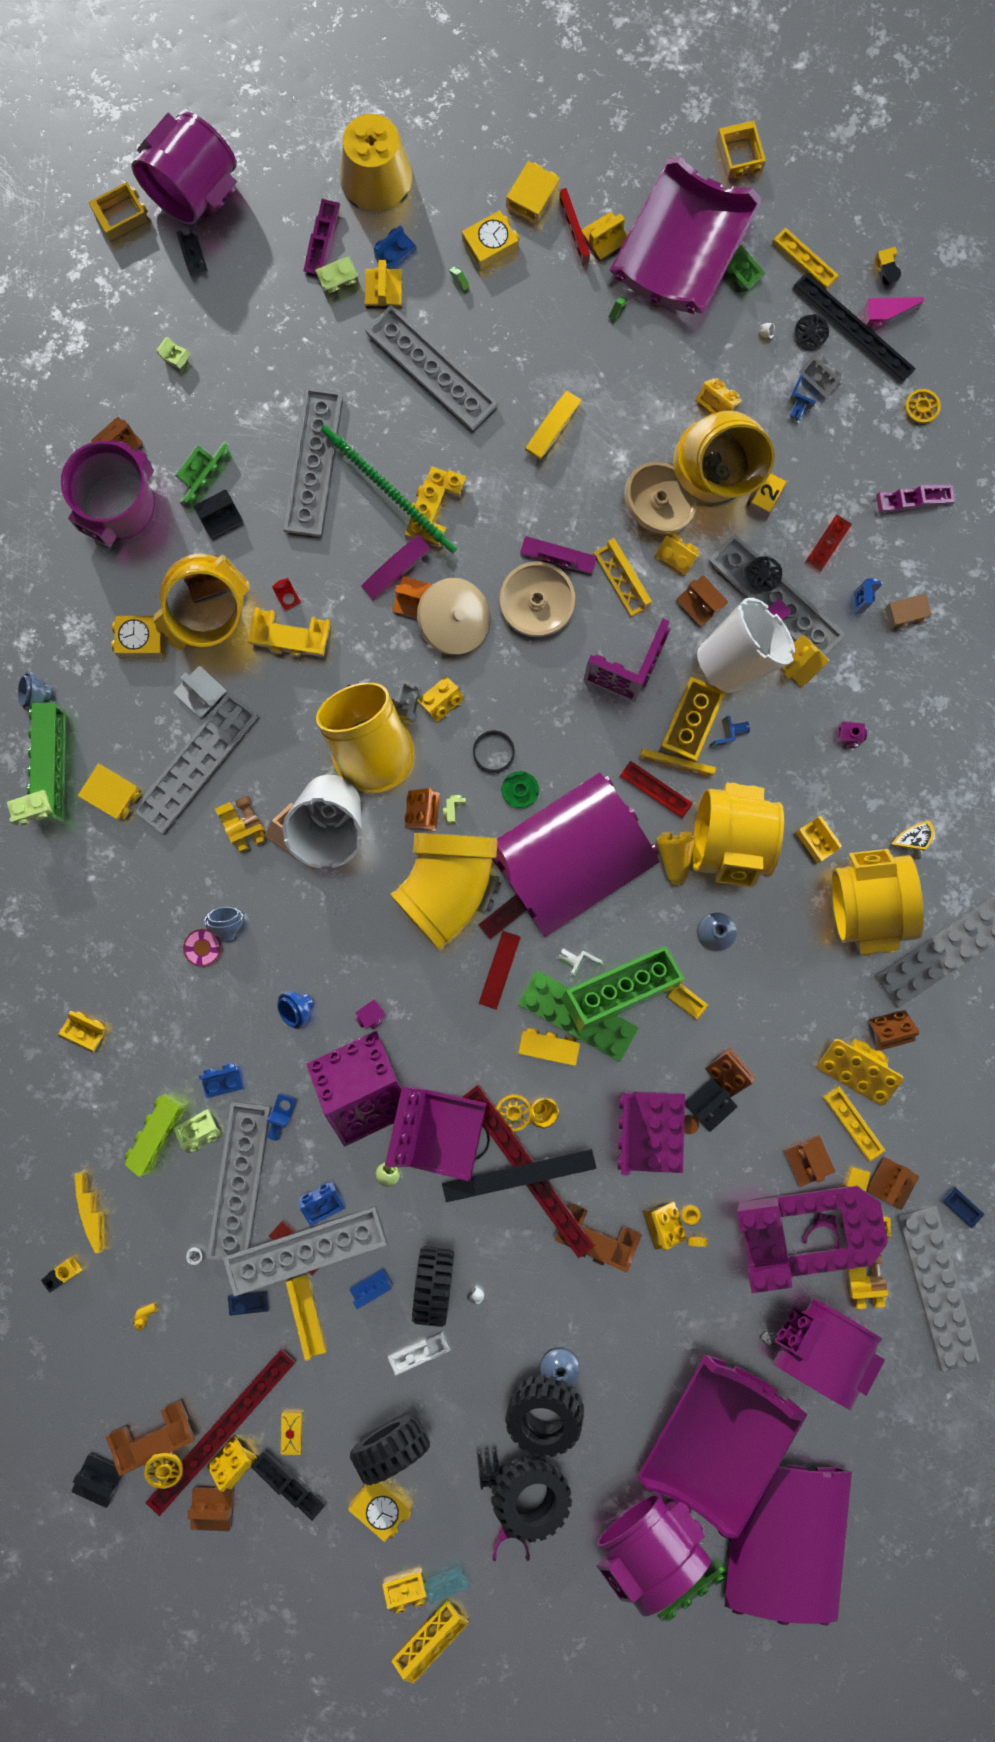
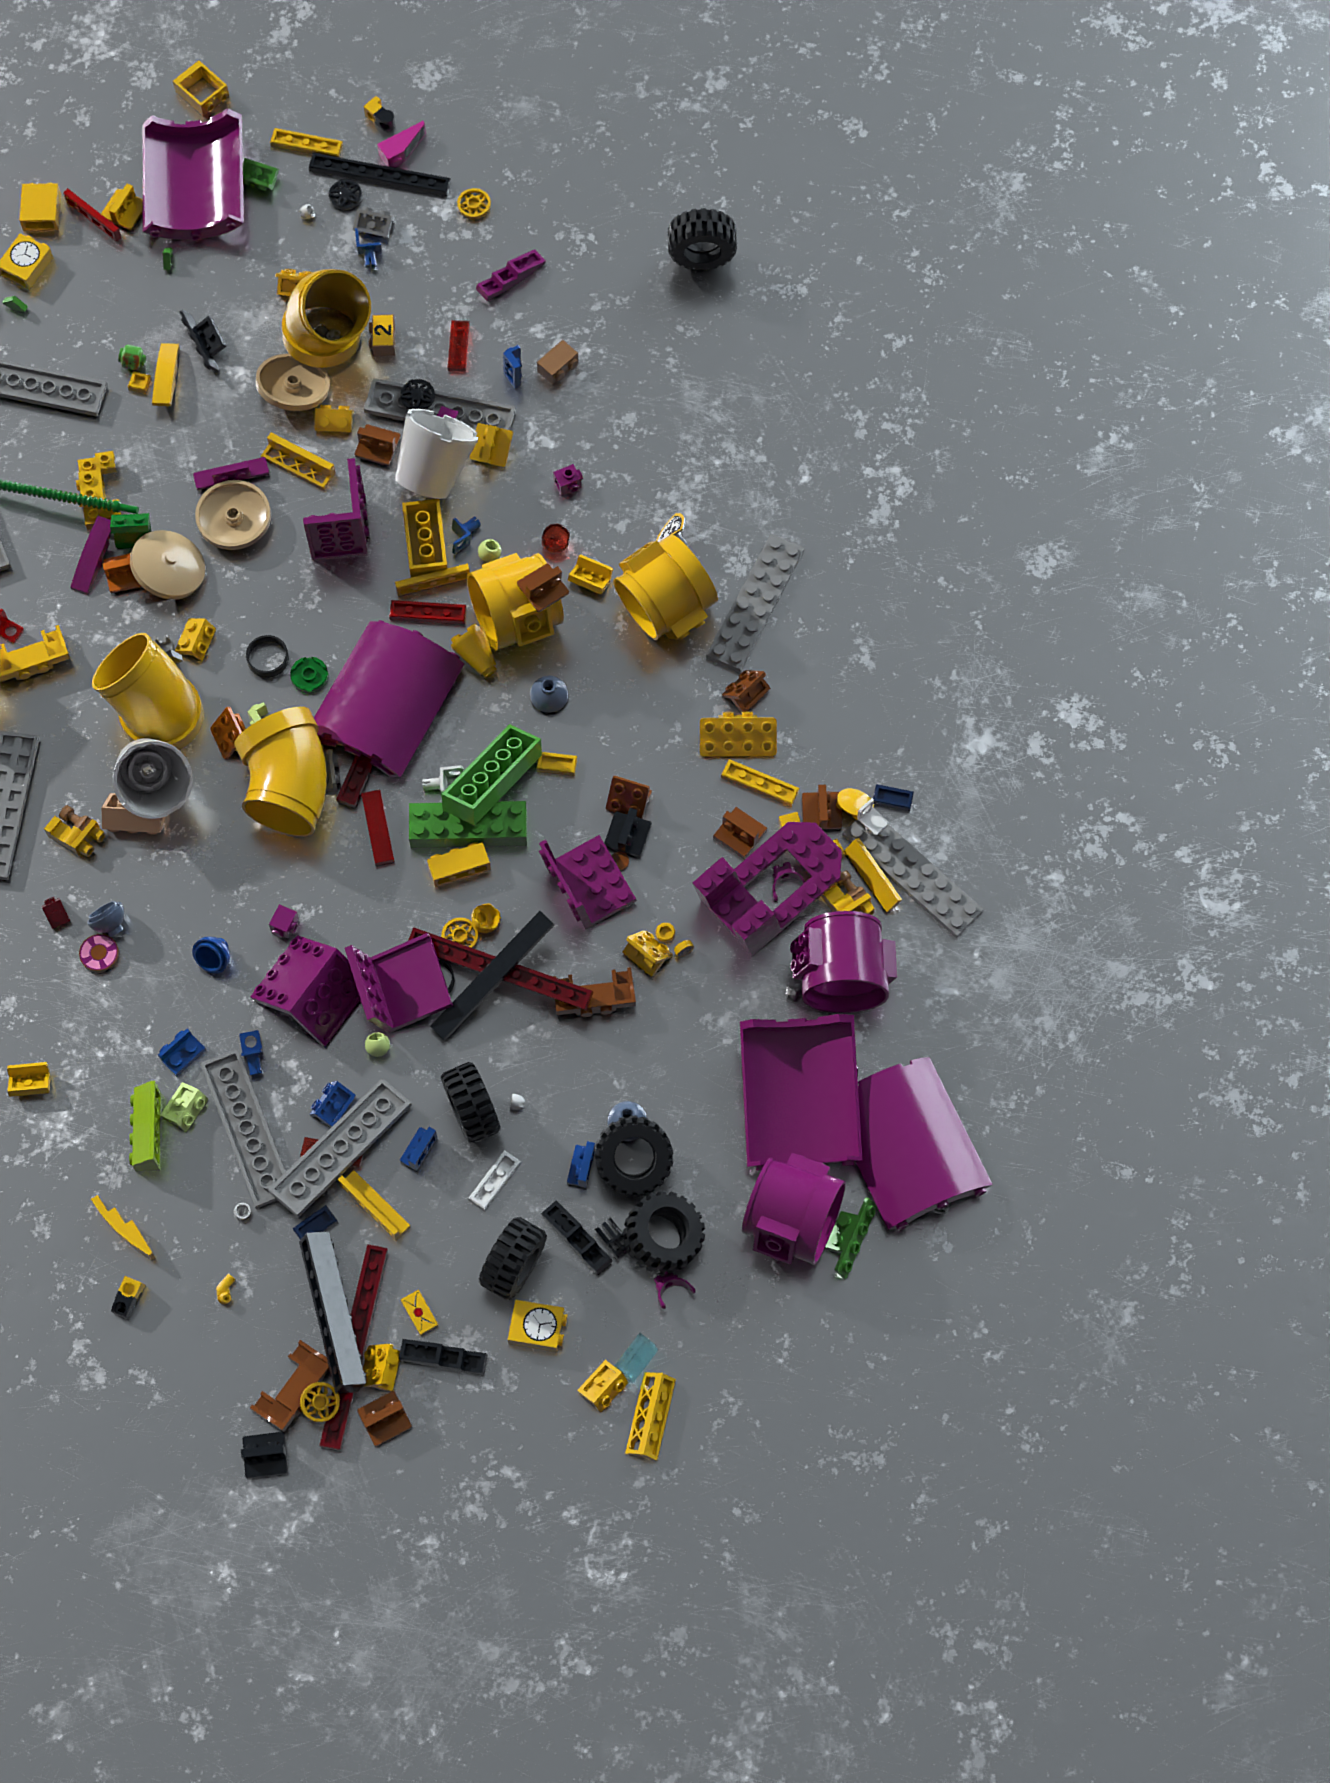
camera: 30 degrees left, 15 degrees down
(185, 888) = (55, 912): none -> dark red bracket
(216, 1399) = (332, 1312): none -> brick
(439, 563) = (129, 528): none -> green bracket
(458, 1448) = (576, 1237): none -> black slope
(498, 1387) = (581, 1164): none -> blue bracket
(526, 418) = (139, 382): none -> yellow tile
(532, 391) = (131, 357): none -> bright green head
(608, 408) = (206, 337): none -> black bracket
(742, 764) = (489, 550): none -> yellowish green piece
(767, 850) = (543, 587): none -> dark orange bracket
(807, 786) = (555, 538): none -> clear red hair
(902, 1272) = (873, 875): none -> yellow tile
(926, 1196) = (851, 801): none -> yellow dish
(932, 1231) = (871, 818): none -> white bracket

